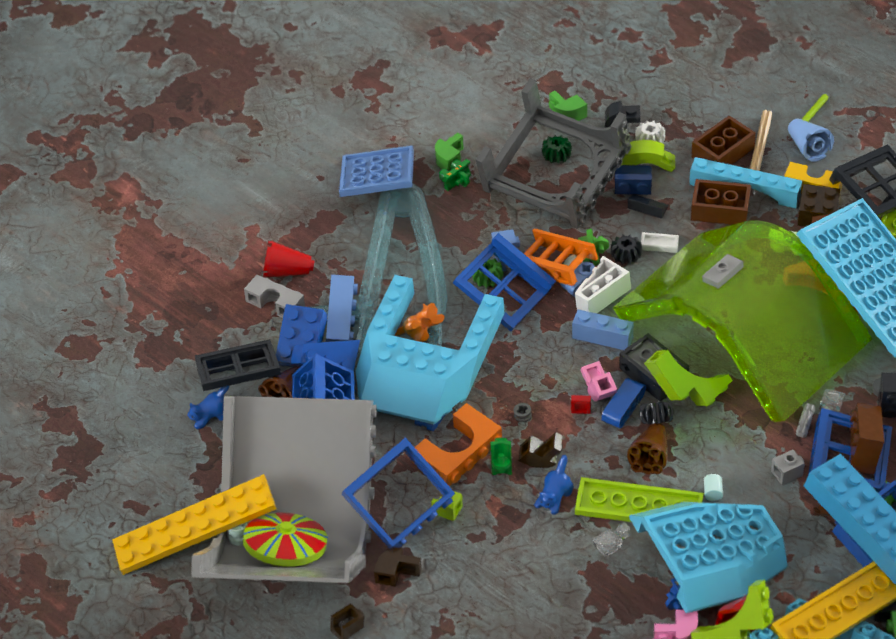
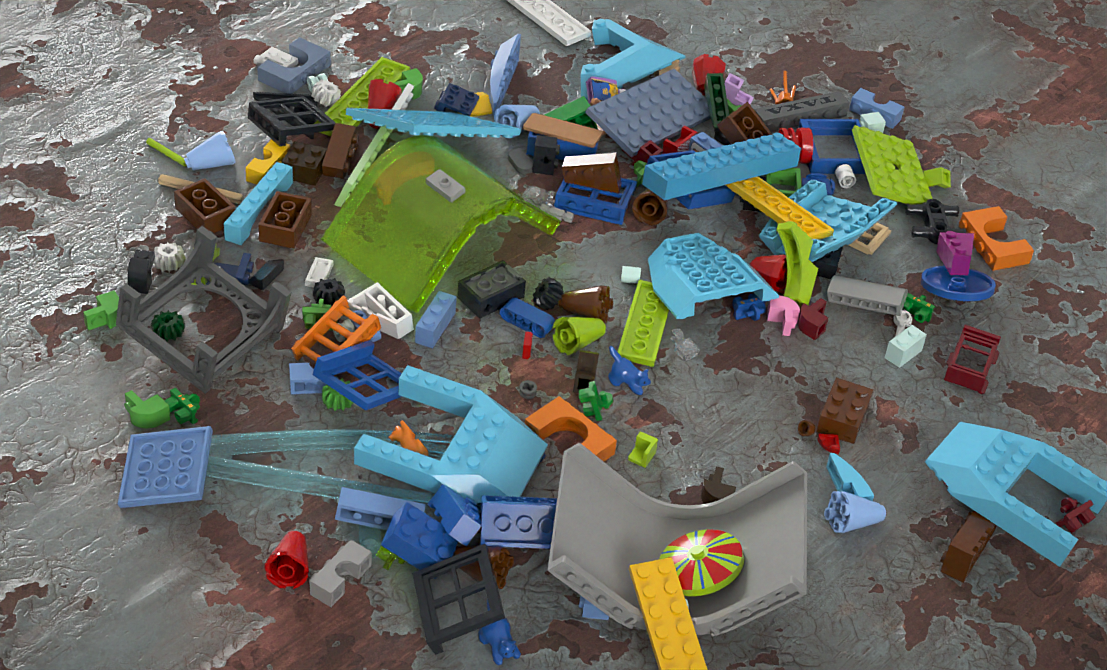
camera: 95 degrees left, 5 degrees down
(374, 470) = (619, 450): blue window -> none
(599, 383) = (509, 329): bright pink brick -> none
(602, 441) = (576, 333): none -> lime cone
(680, 383) = (521, 263): lime arch -> none
(787, 467) = (611, 228): light grey brick -> none

